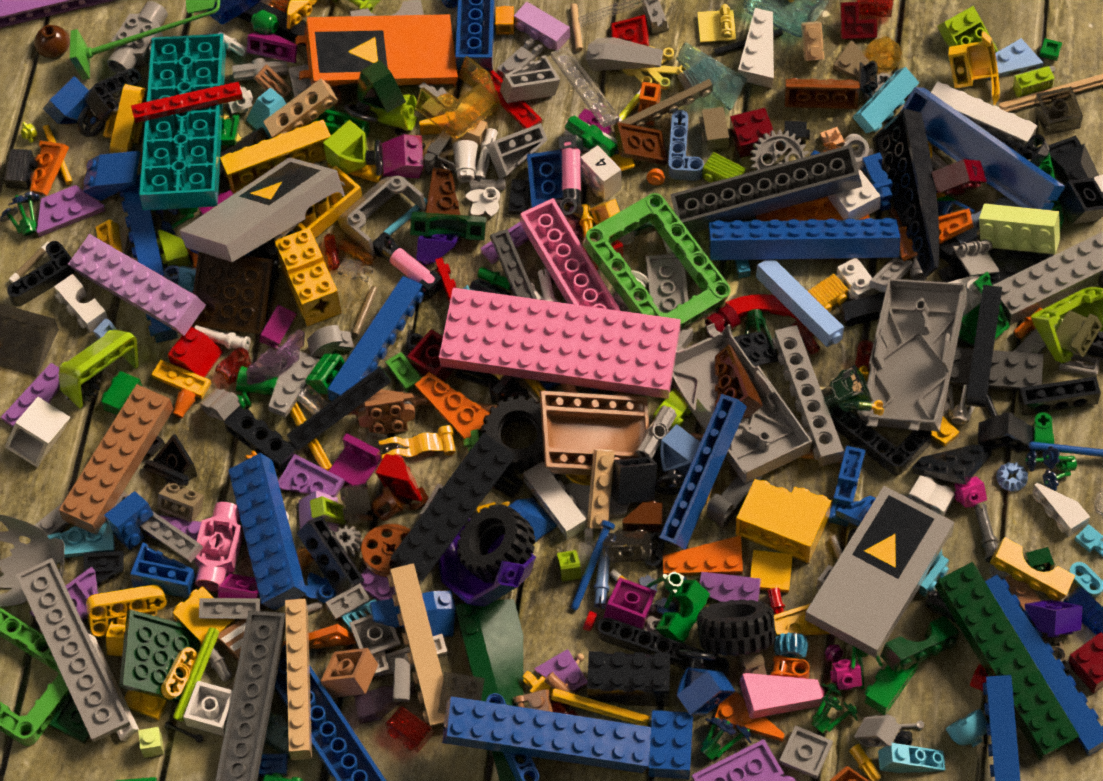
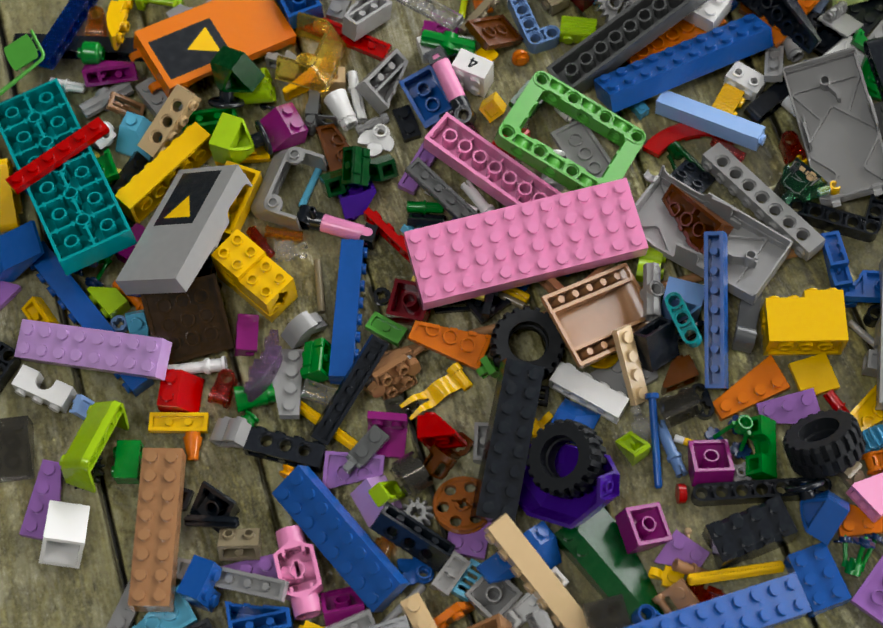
camera: 25 degrees left, 5 degrees up
(328, 466) = (365, 449): none -> dark grey hinge
(445, 215) = (355, 166): none -> dark green brick
(538, 634) = (643, 527): none -> magenta slope
(586, 220) = (481, 124): yellow axle -> none
(668, 474) = (678, 312): none -> teal beam
(725, 316) = (650, 160): dark red wheel -> none

